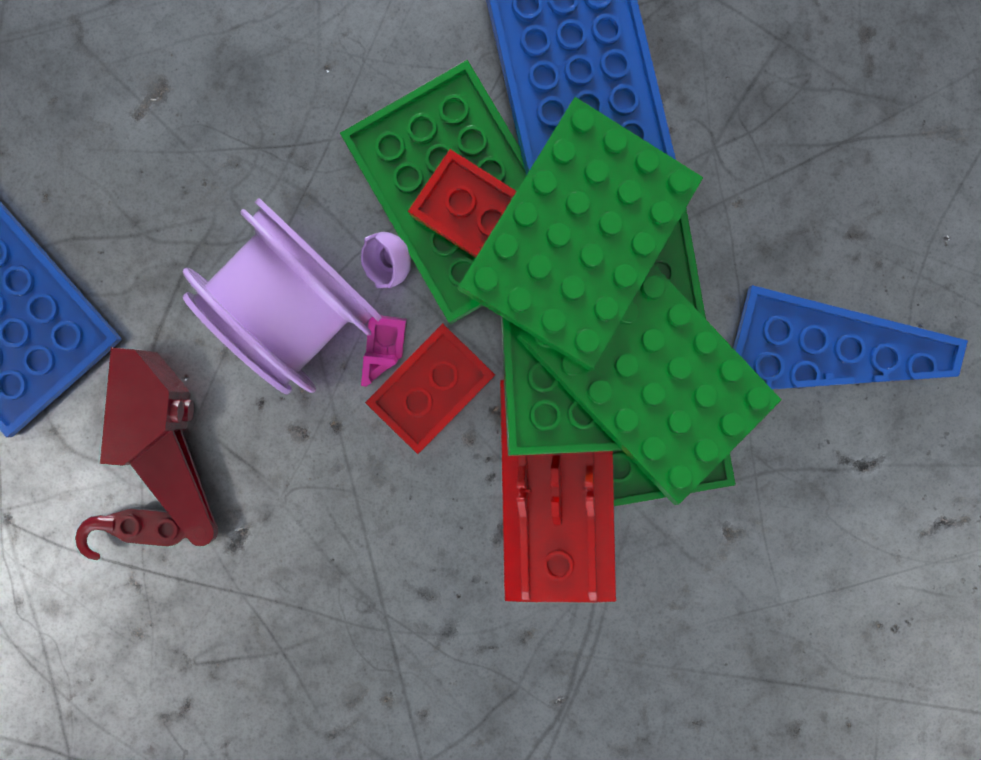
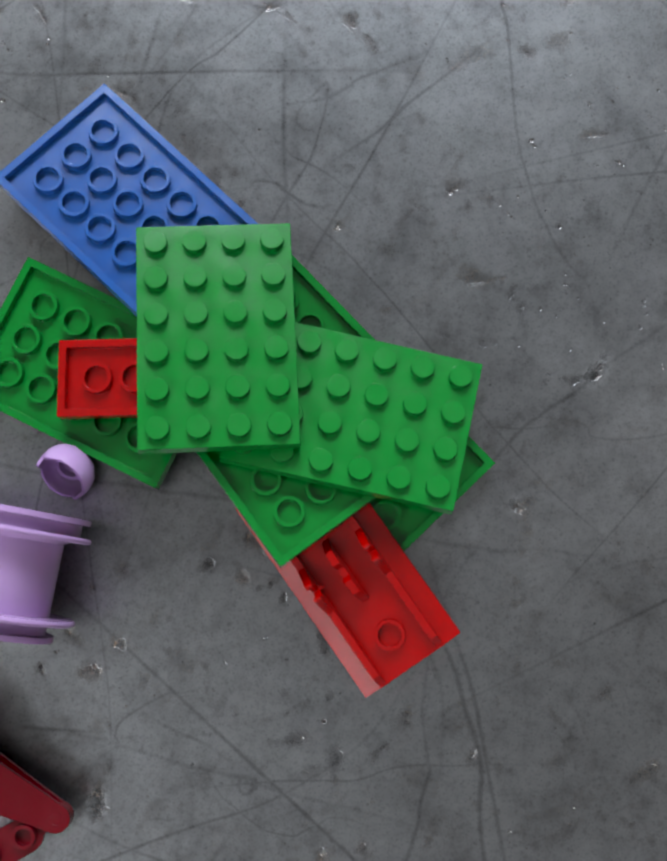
camera: 30 degrees left, 5 degrees down
(383, 346) = (115, 547): dark pink slope -> none
(430, 388) = (178, 556): red plate -> none
(818, 344) = (486, 297): blue wing -> none

